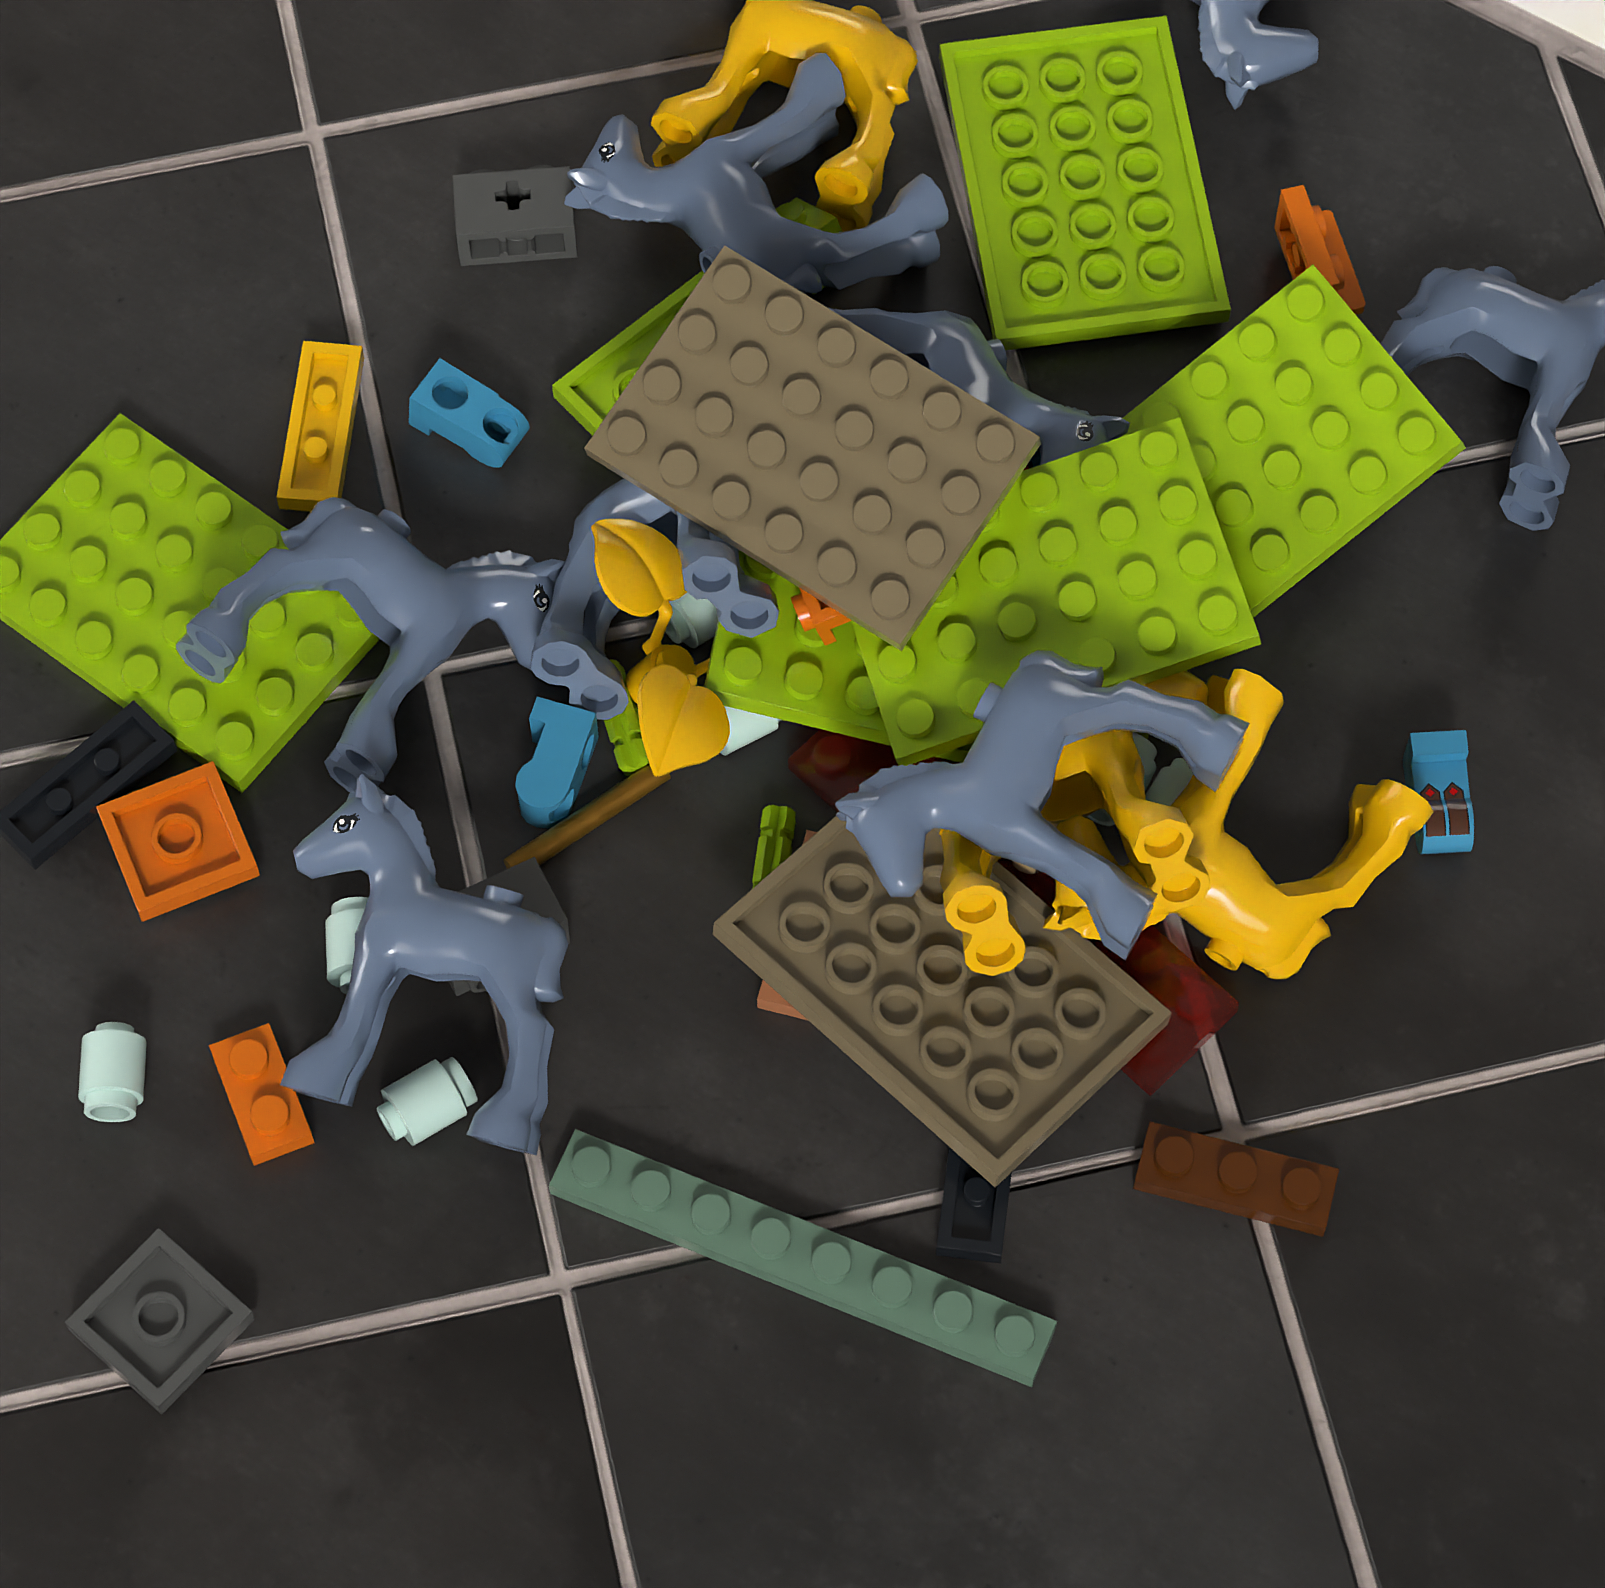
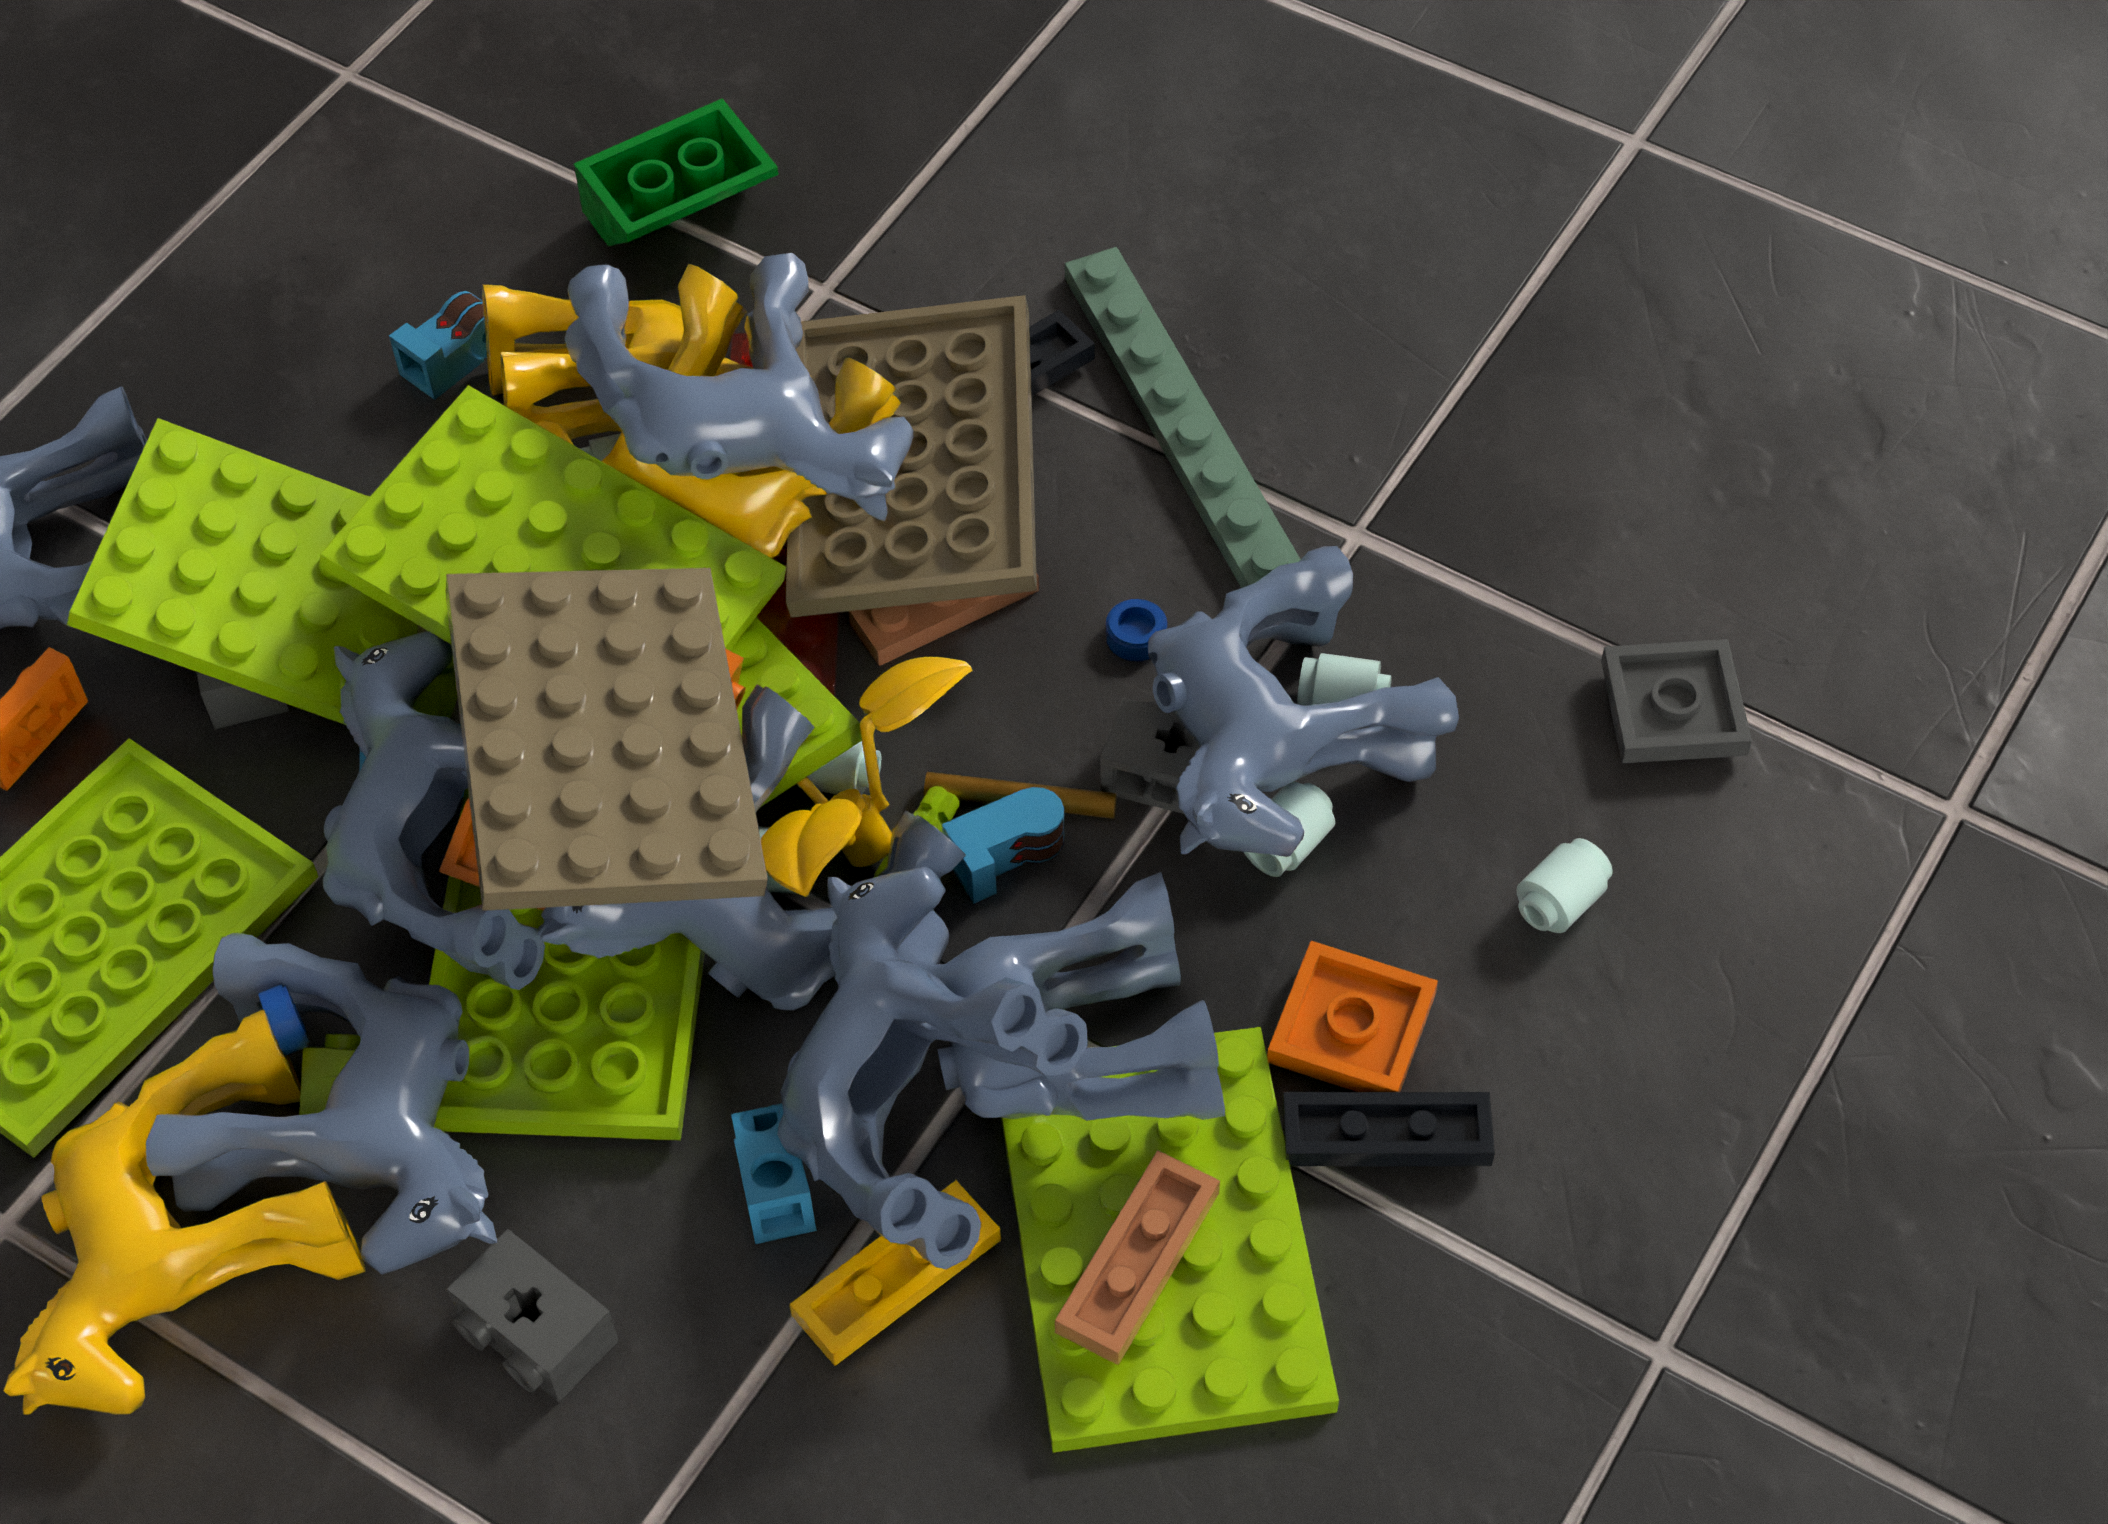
camera: 135 degrees left, 10 degrees down
(158, 535) = (1137, 1257): none -> nougat plate
(264, 1110) = (1457, 800): orange plate -> none
(432, 463) = (875, 1044): none -> sand blue animal
(642, 1029) = (1131, 626): none -> blue tile
(774, 841) = (961, 635): lime axle -> none
(857, 205) = (284, 1019): none -> blue tile
(1236, 1179) = (856, 255): reddish brown plate -> none
(1440, 1078) = (670, 173): none -> green slope

